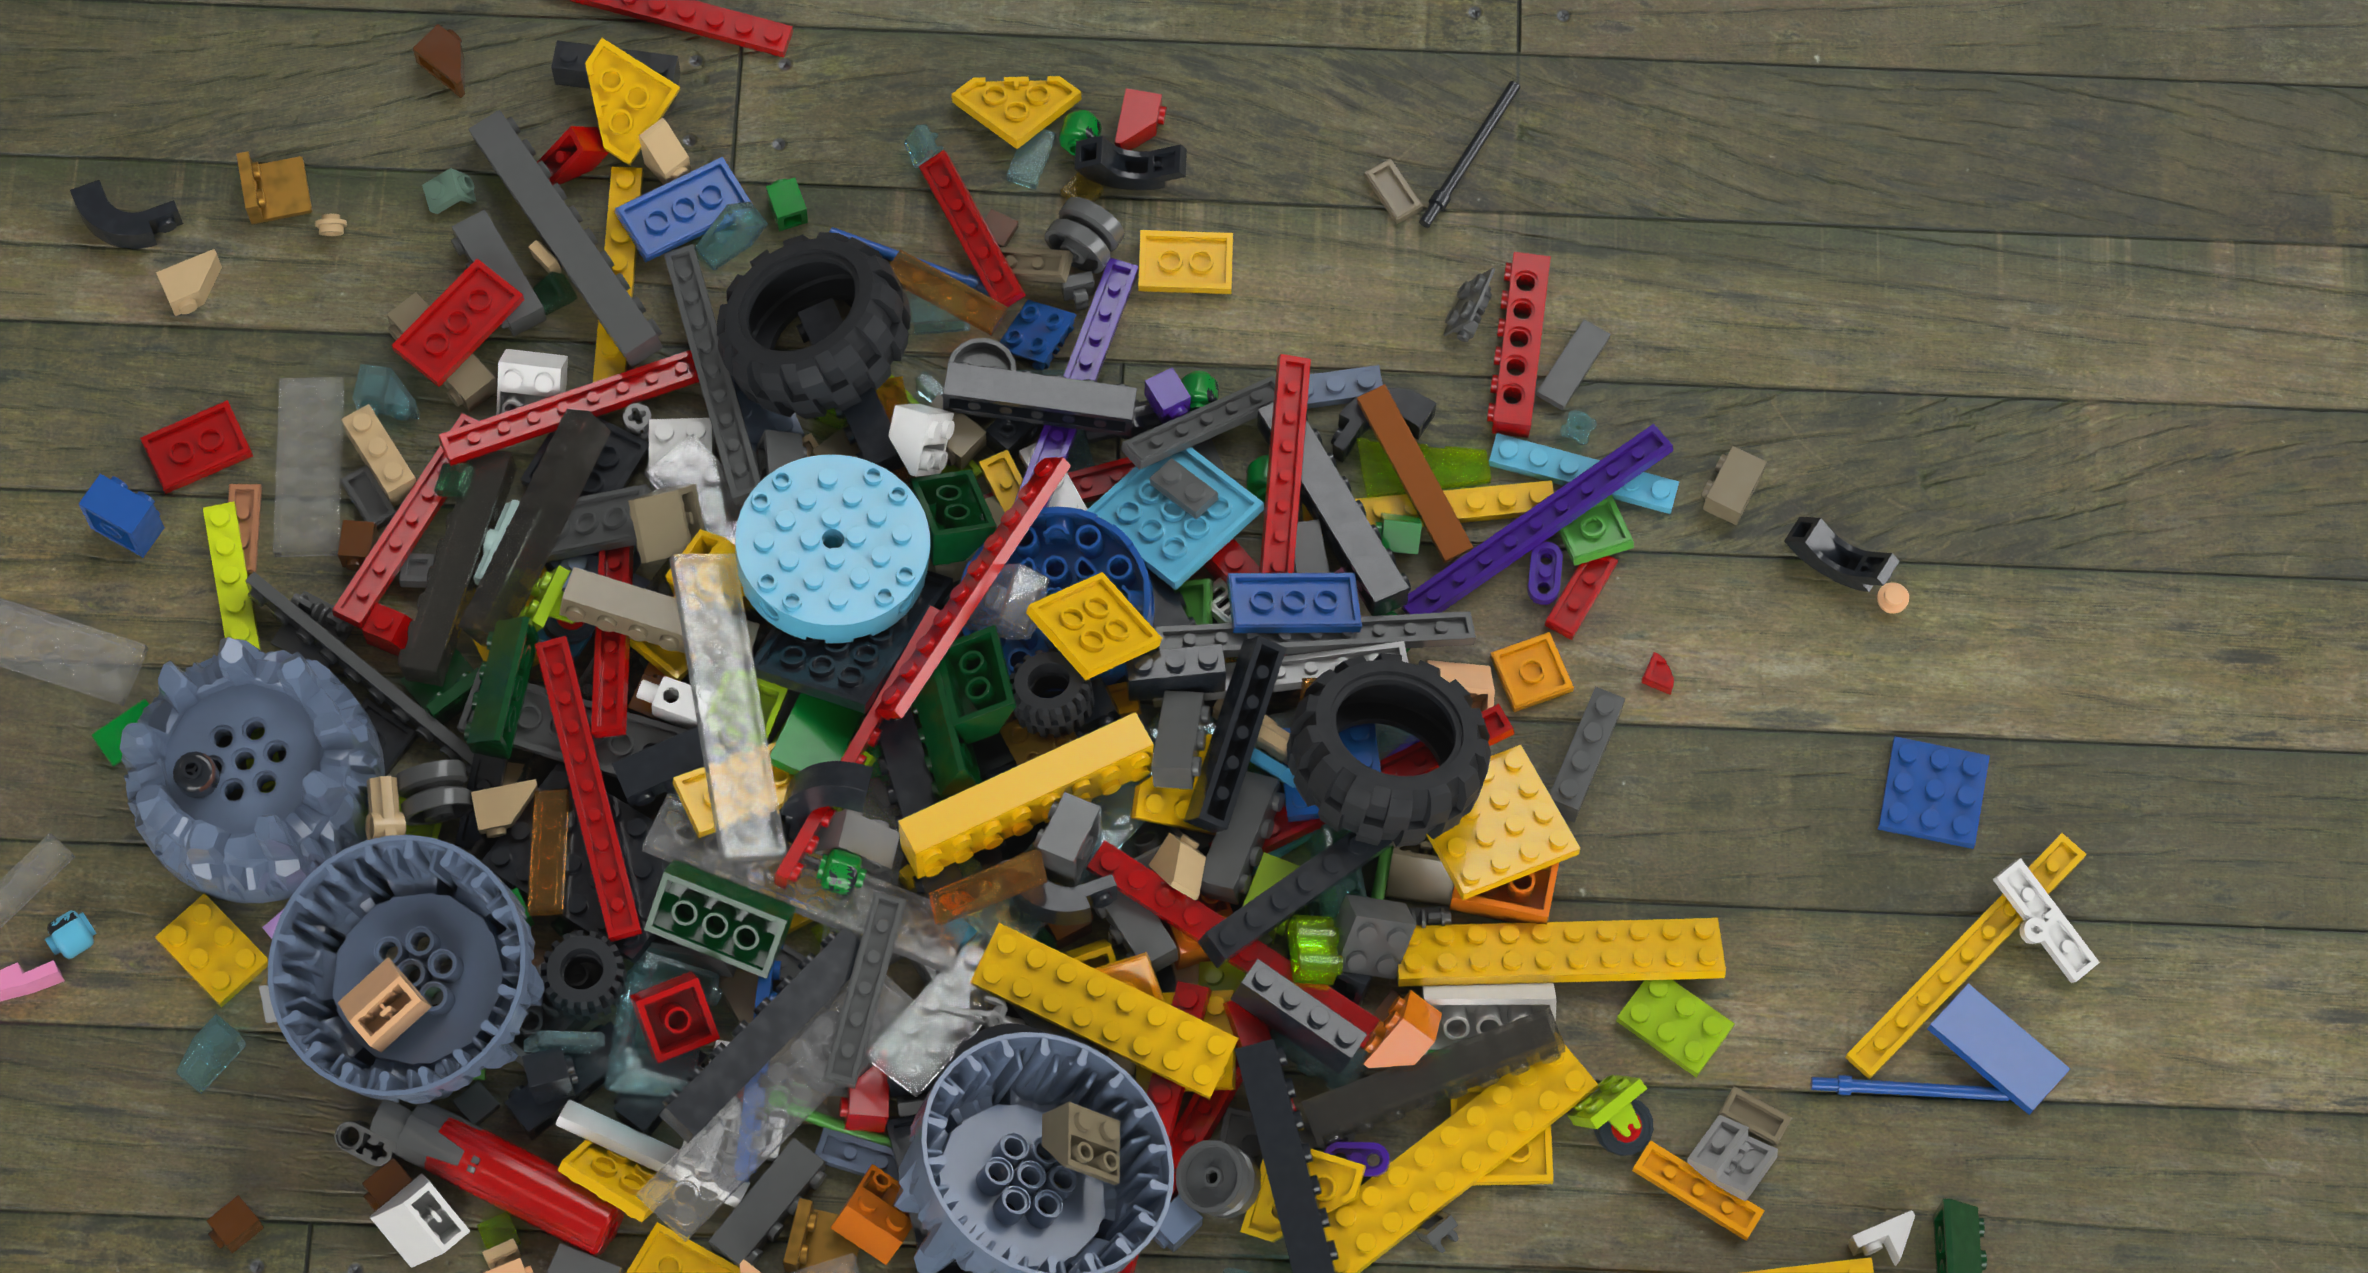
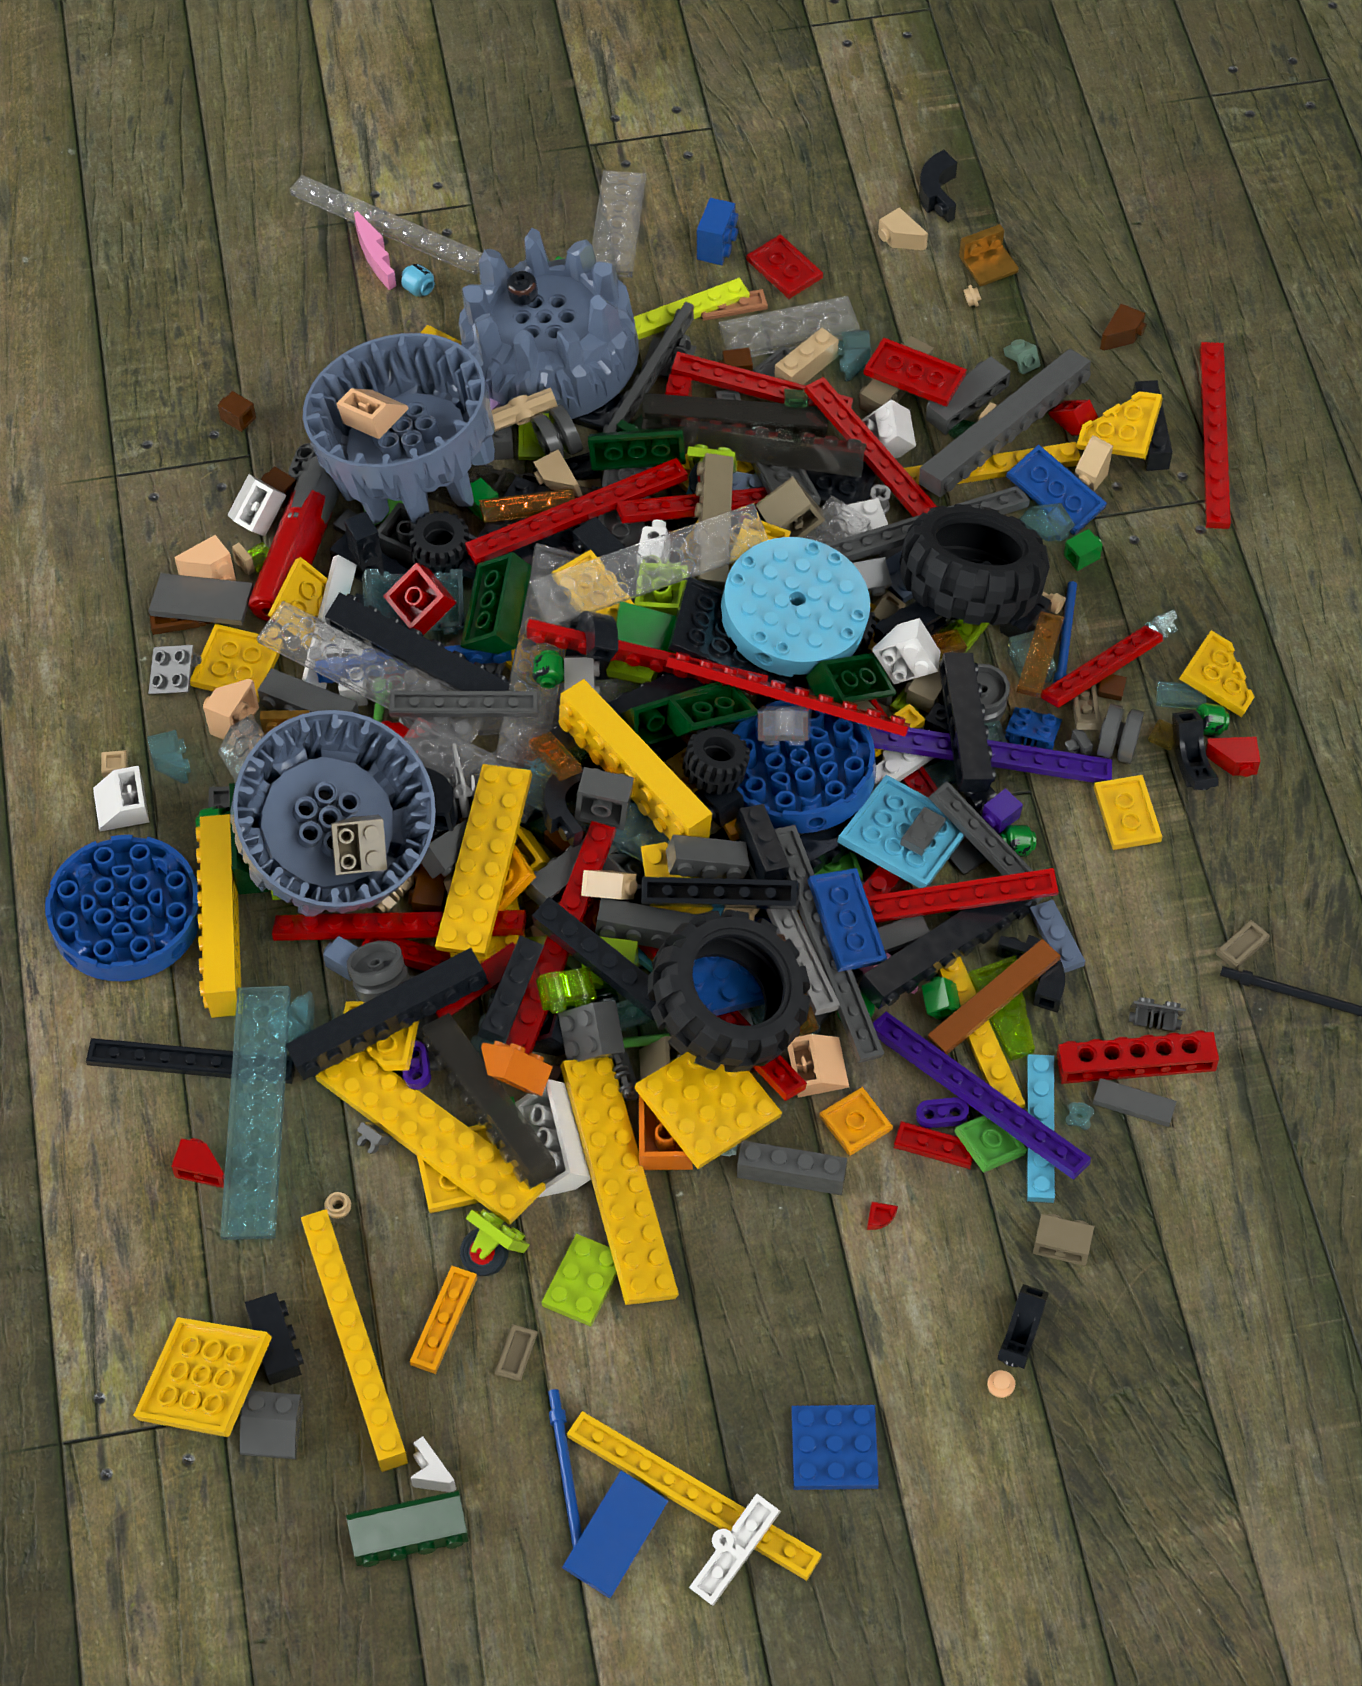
camera: 80 degrees right, 10 degrees down
(569, 1040) = (387, 540): clear light blue tile -> none
(1093, 625) = (773, 771): yellow plate -> none
(1732, 1157) = (475, 1338): light grey slope -> none

